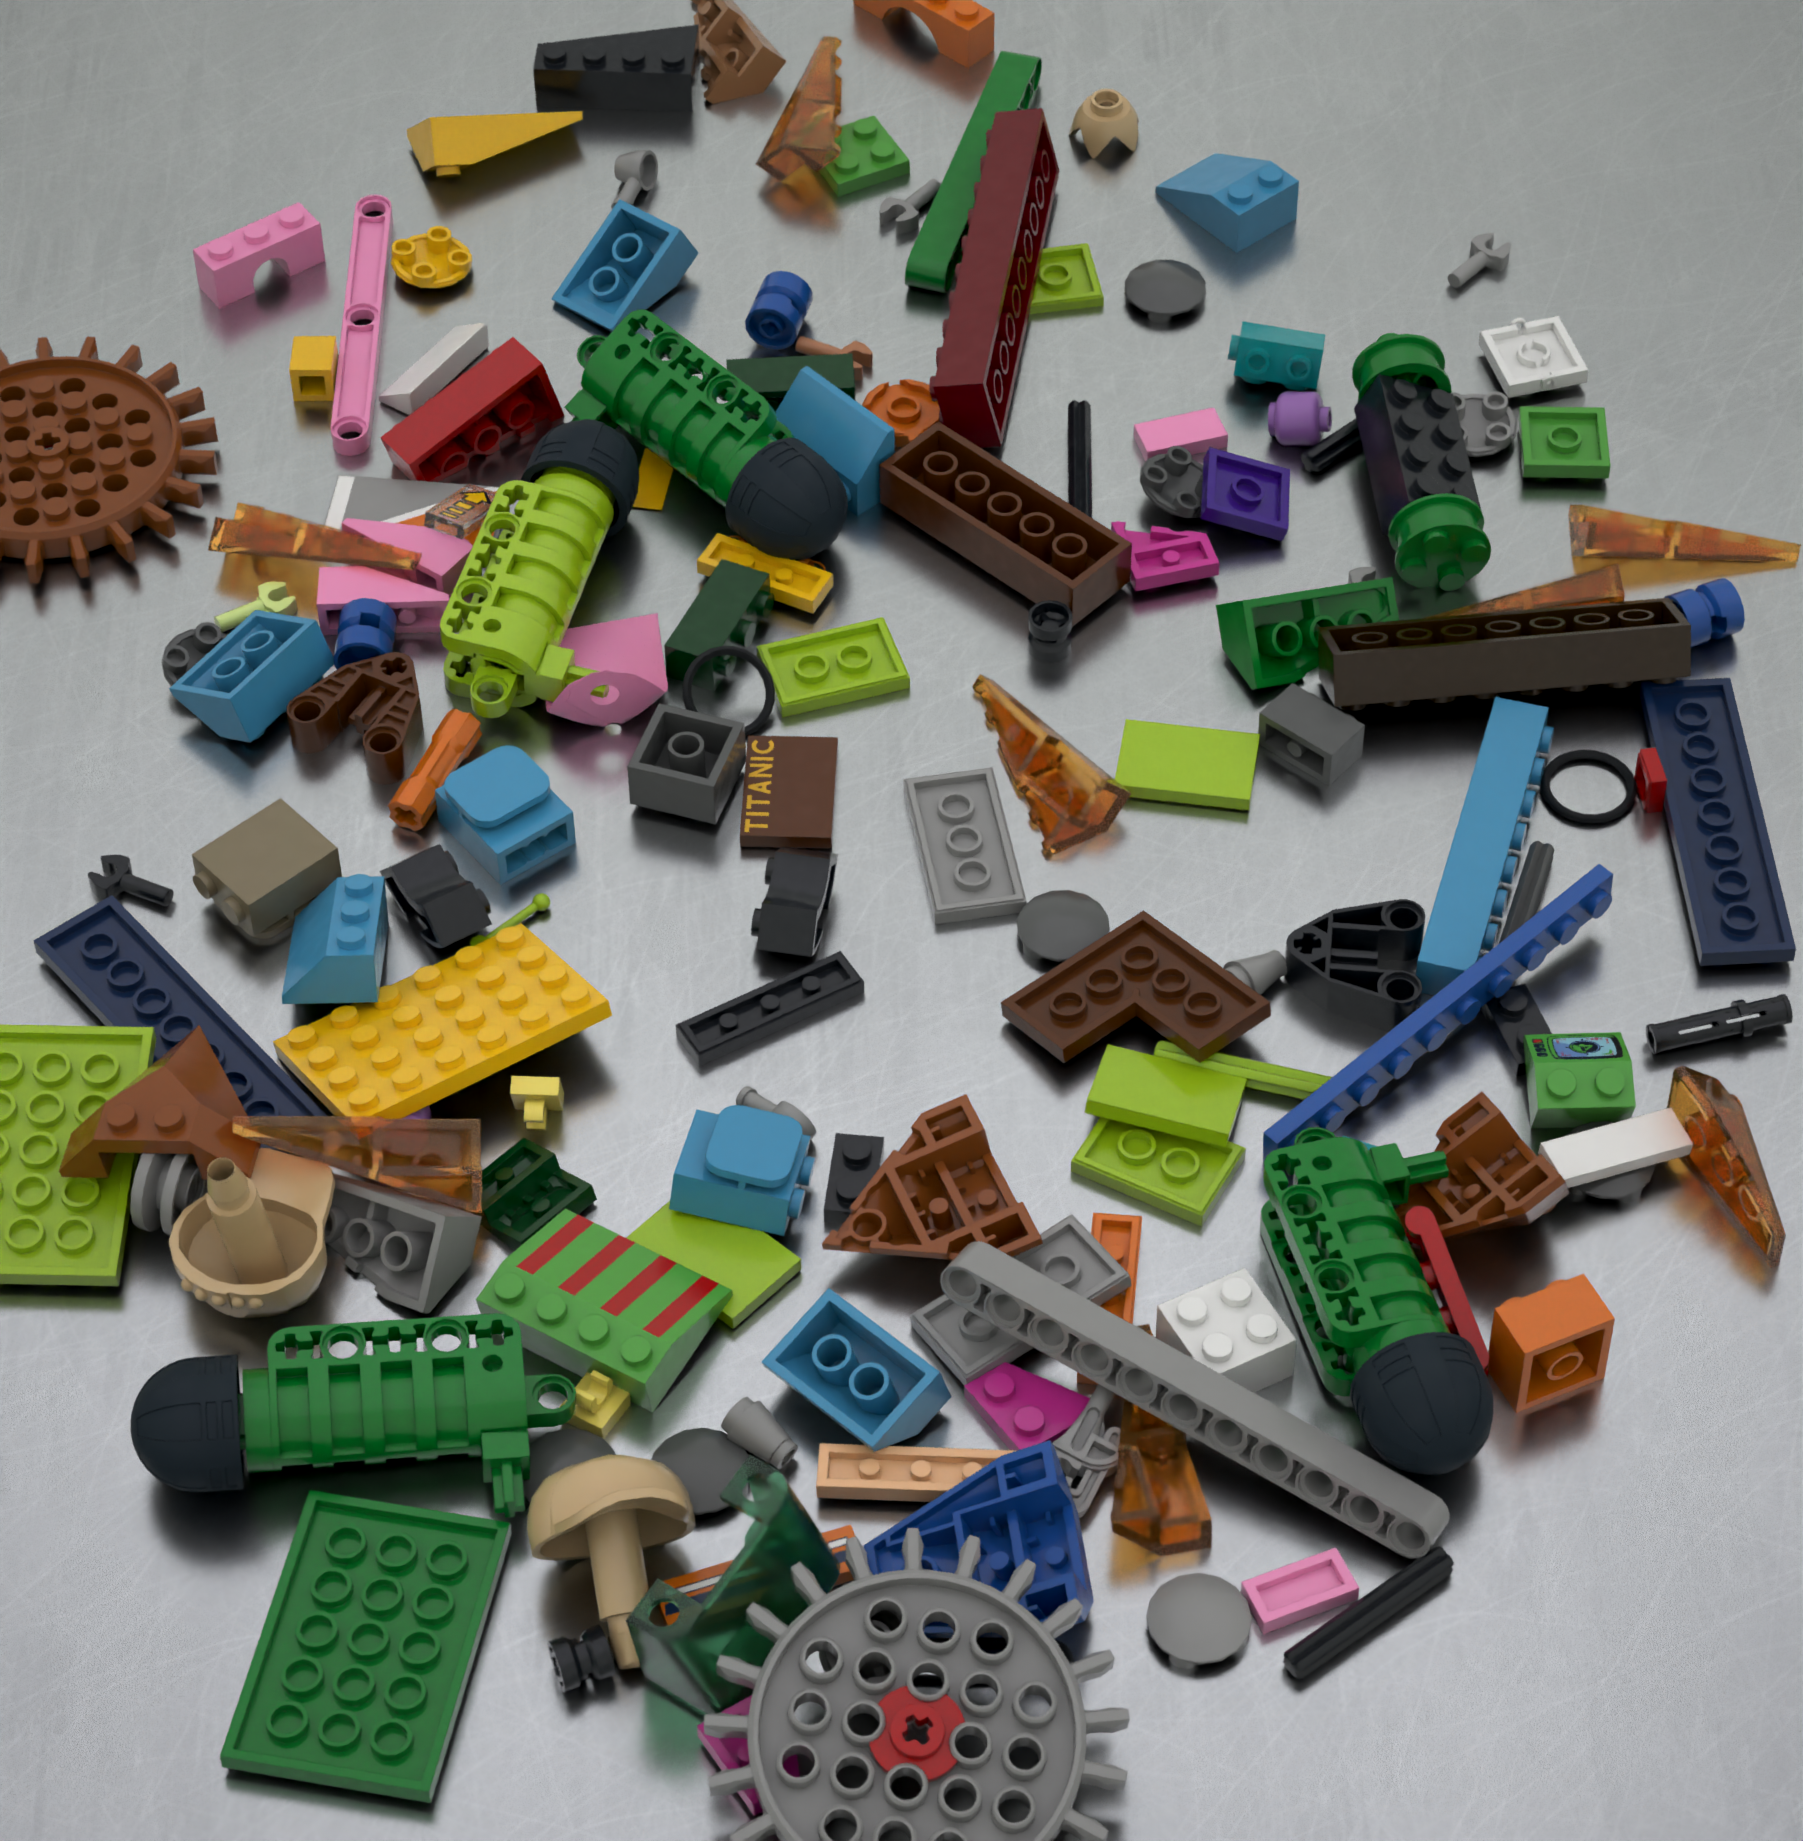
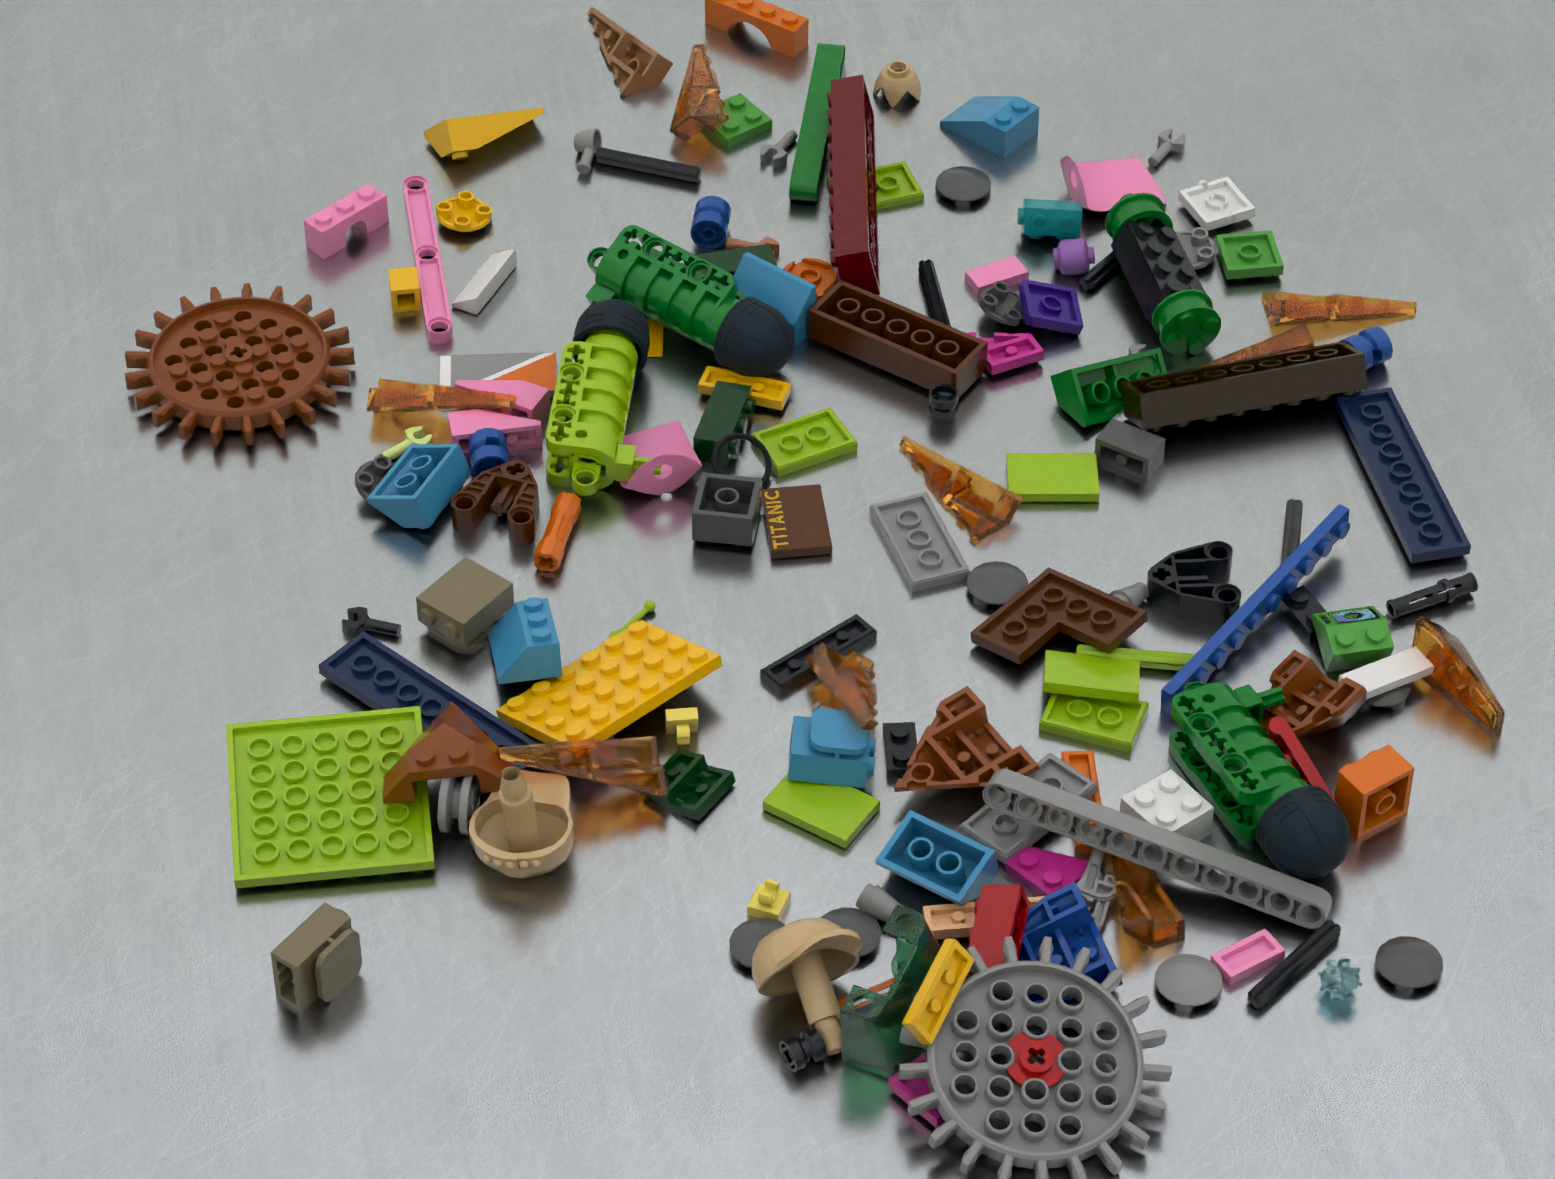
camera: 10 degrees left, 5 degrees down
(365, 1407) = (531, 936): green piece -> none
(367, 1646) = (661, 1060): green plate -> none
(400, 1241) = (618, 820): light grey wedge -> none
(438, 896) = (583, 608): black brick -> none
(460, 512) = (535, 368): clear tile -> none
(474, 414) = (523, 307): red wedge -> none
(505, 812) = (613, 552): dark azure brick -> none
(605, 1305) = (758, 841): bright green slope -> none
(620, 71) = (561, 80): black wedge -> none
(625, 267) = (599, 205): dark azure slope -> none
(714, 212) = (648, 165): none -> black axle
(781, 1608) = (938, 991): none -> yellow plate
(793, 1065) = (849, 681): none -> clear orange wedge
(797, 893) = (820, 586): black brick -> none
(920, 1491) = (999, 914): none -> red brick
(1366, 305) = (1103, 183): none -> bright pink piece
(1431, 1650) = (1349, 979): none -> clear light blue gear
(1484, 842) = (1258, 502): dark azure brick -> none
(1548, 1634) = (1409, 963): none -> dark grey dish
(1588, 818) = (1336, 477): black tyre -> none
(1650, 780) = (1354, 454): red tile -> none

